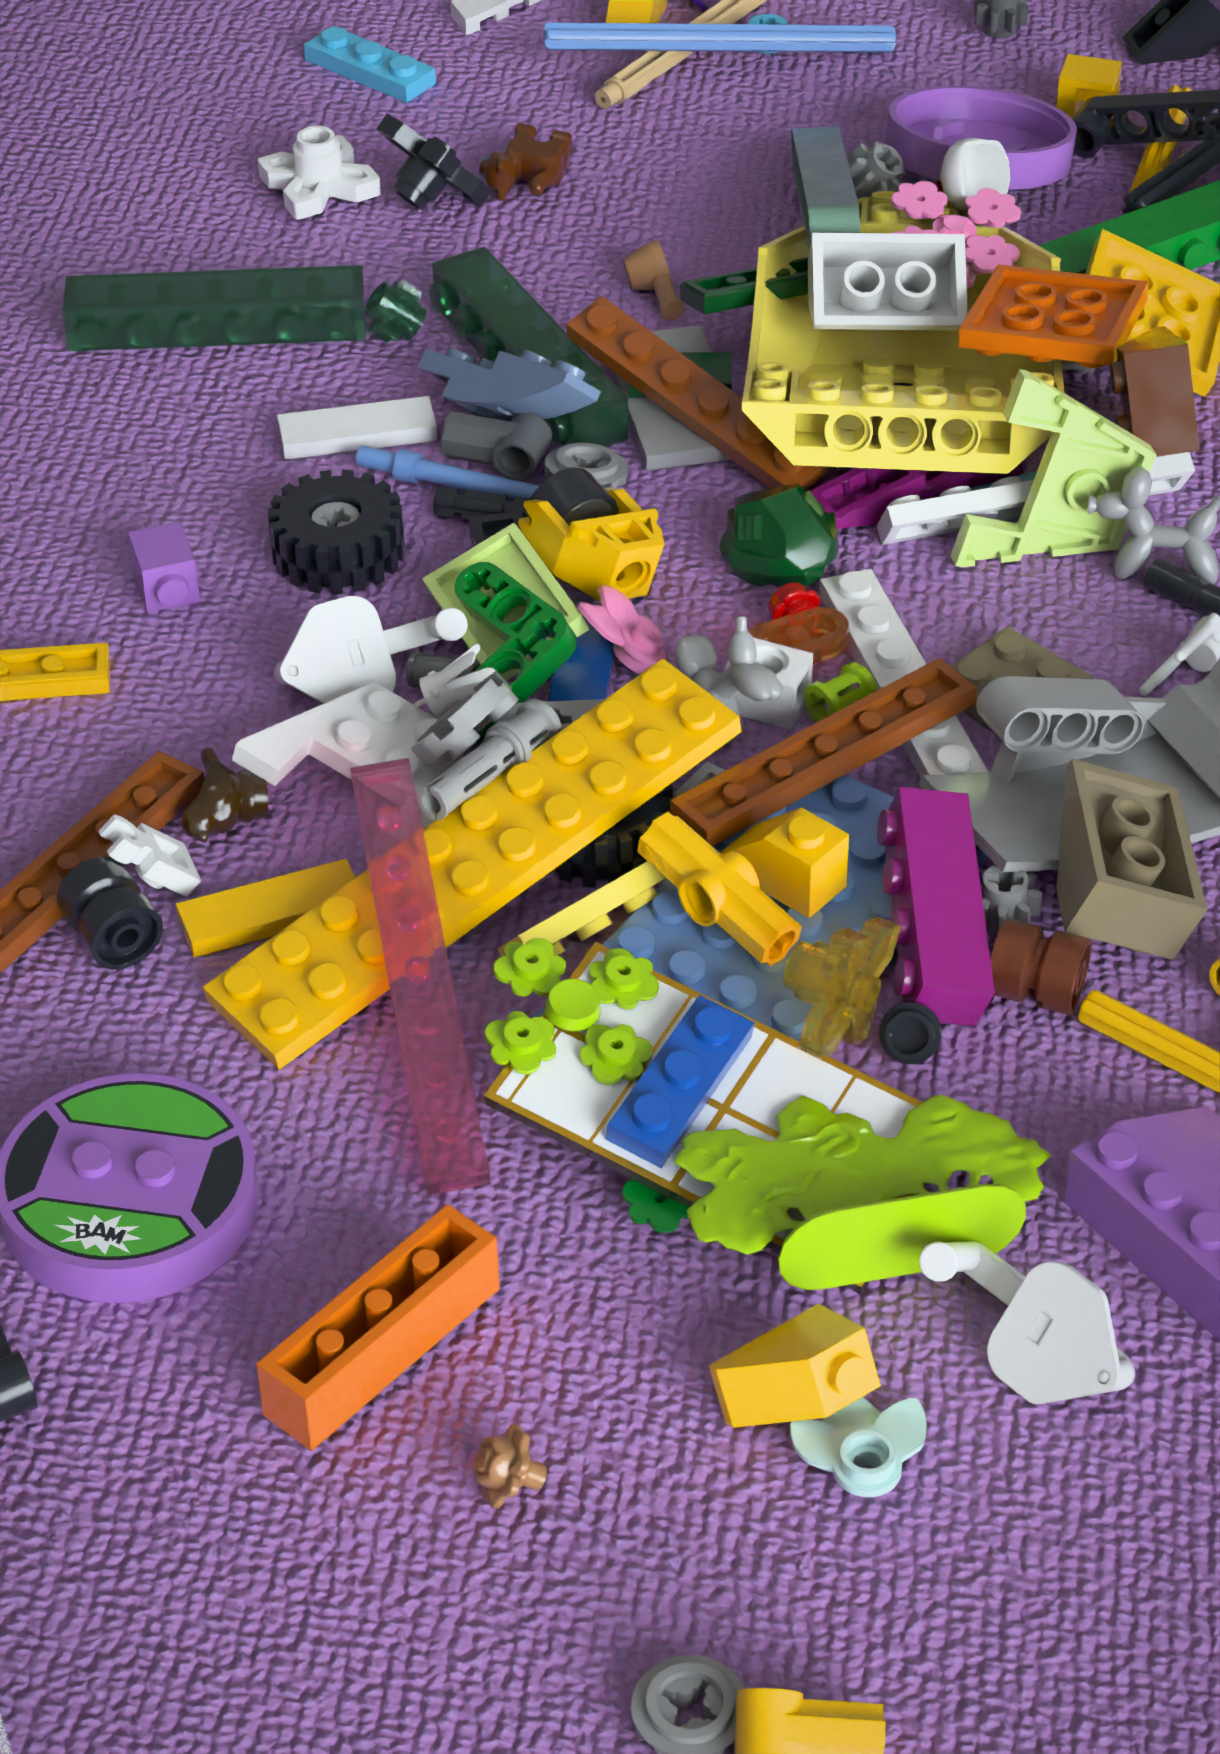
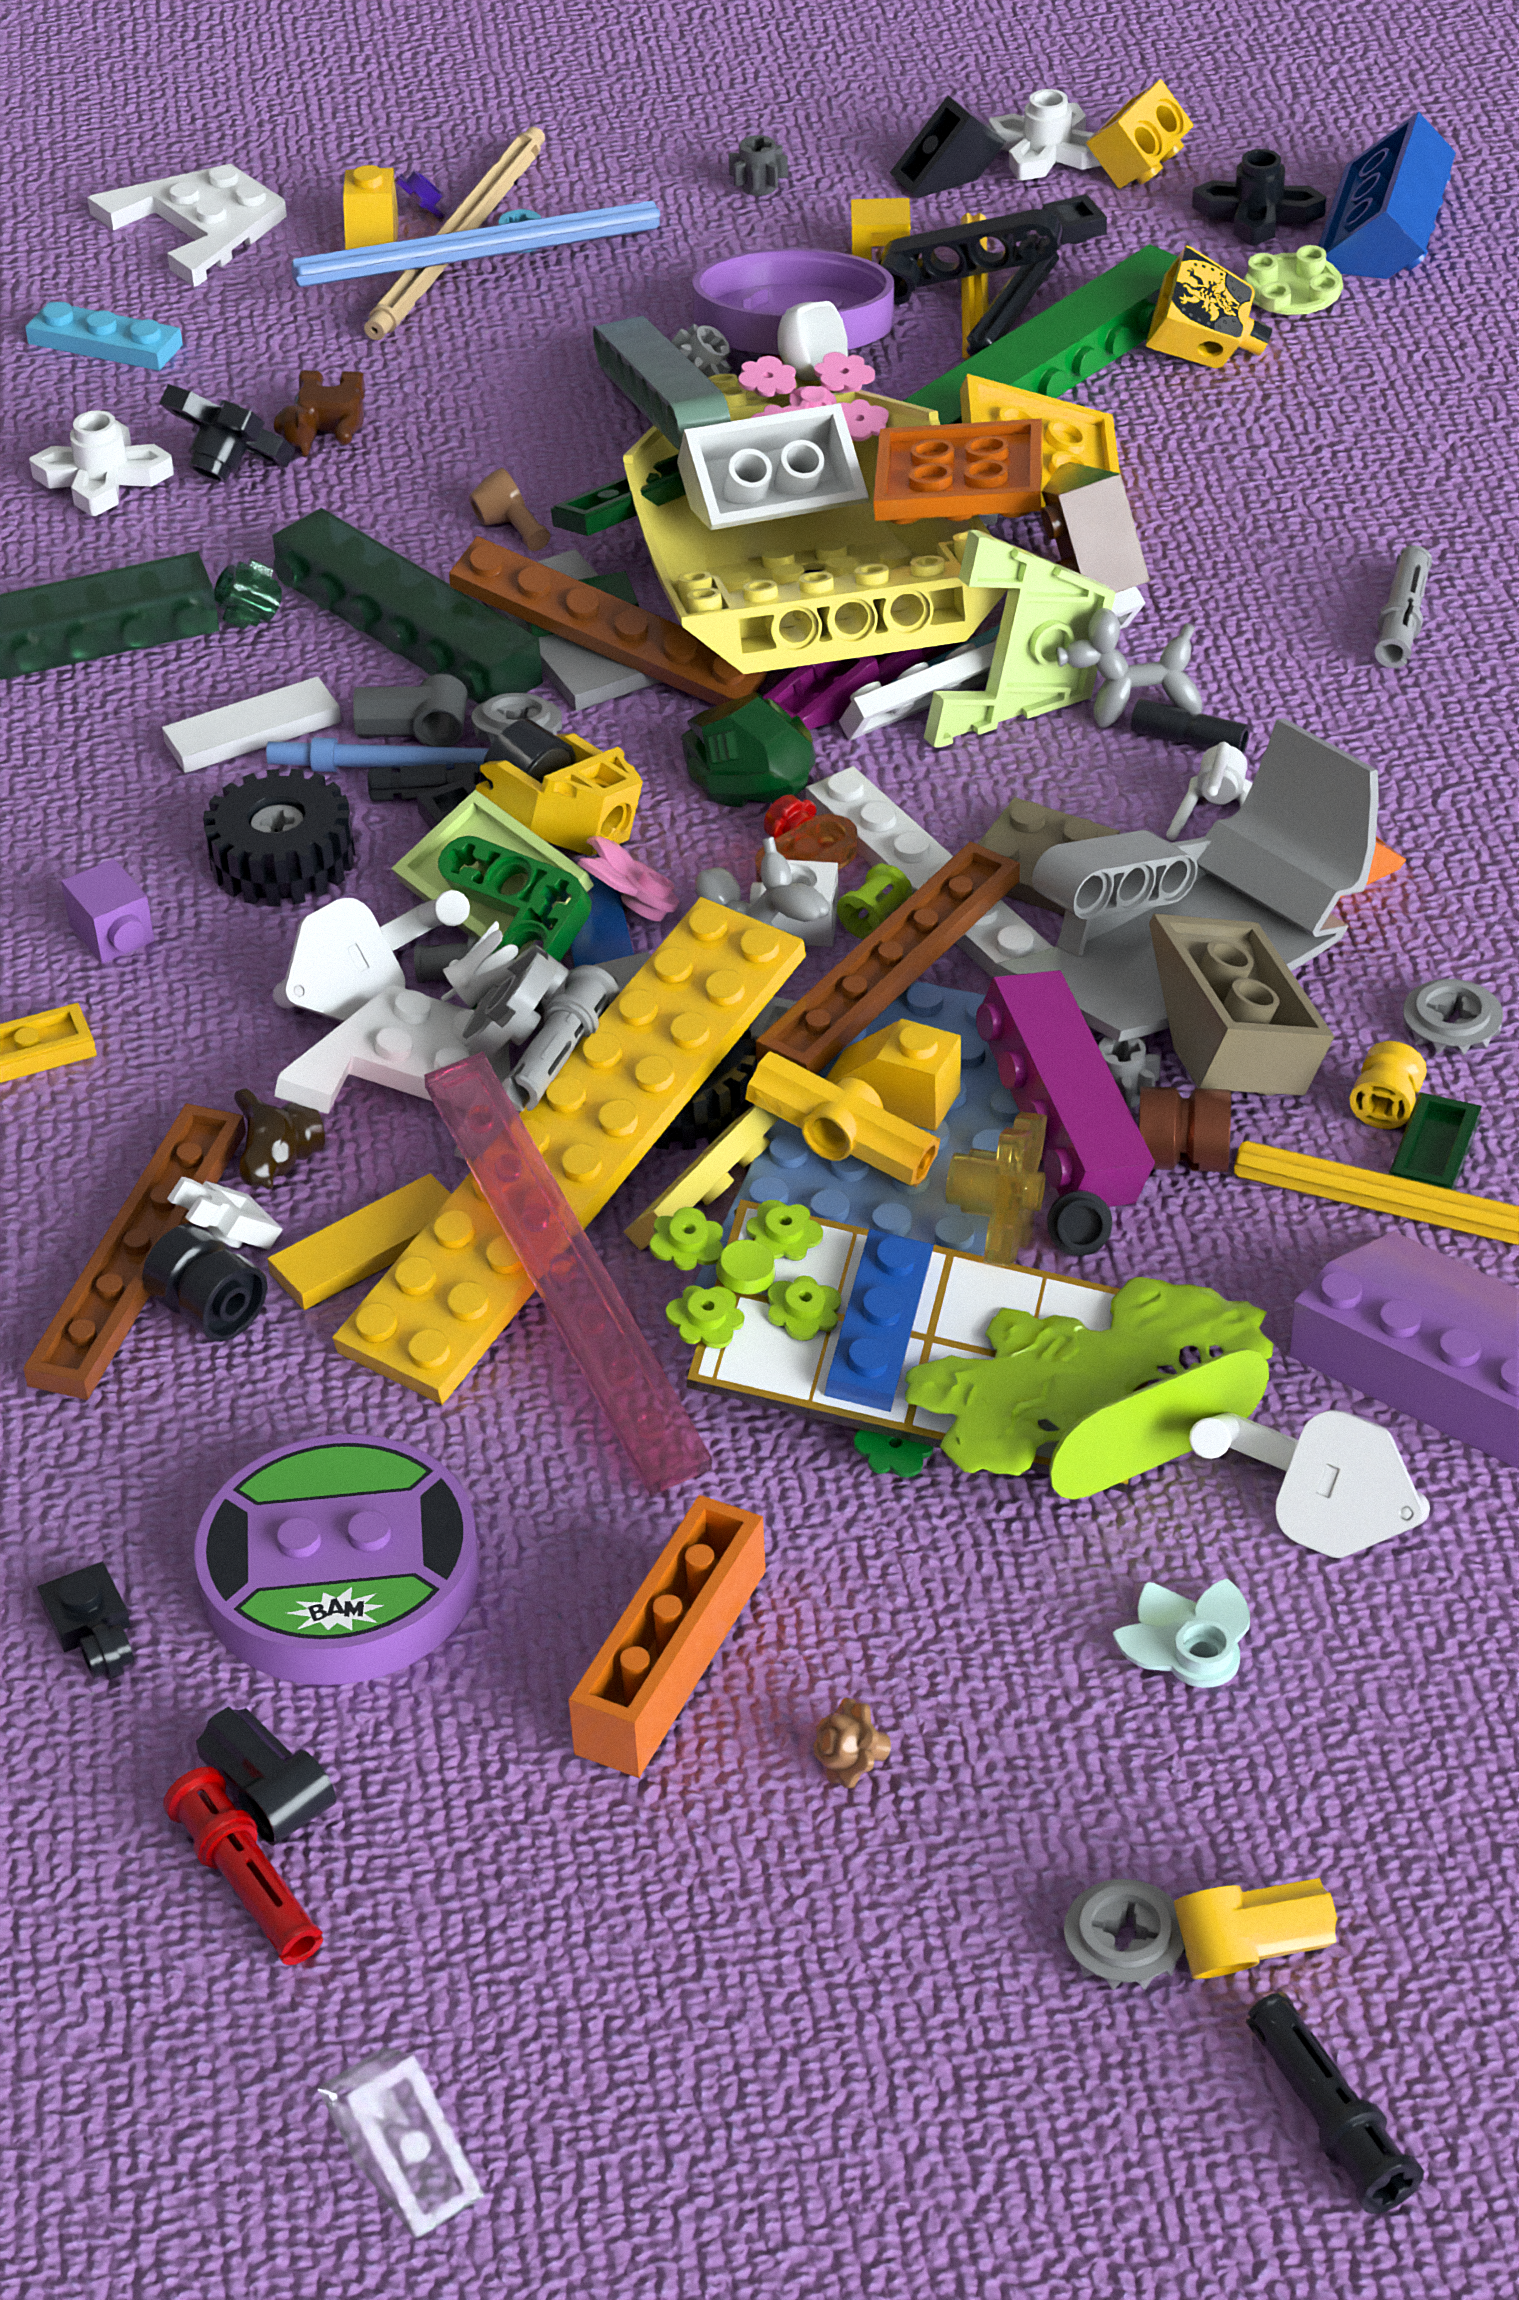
camera: 15 degrees left, 0 degrees up
(510, 384) = (409, 648): sand blue slope -> none
(796, 1371) = (1105, 1579): yellow slope -> none

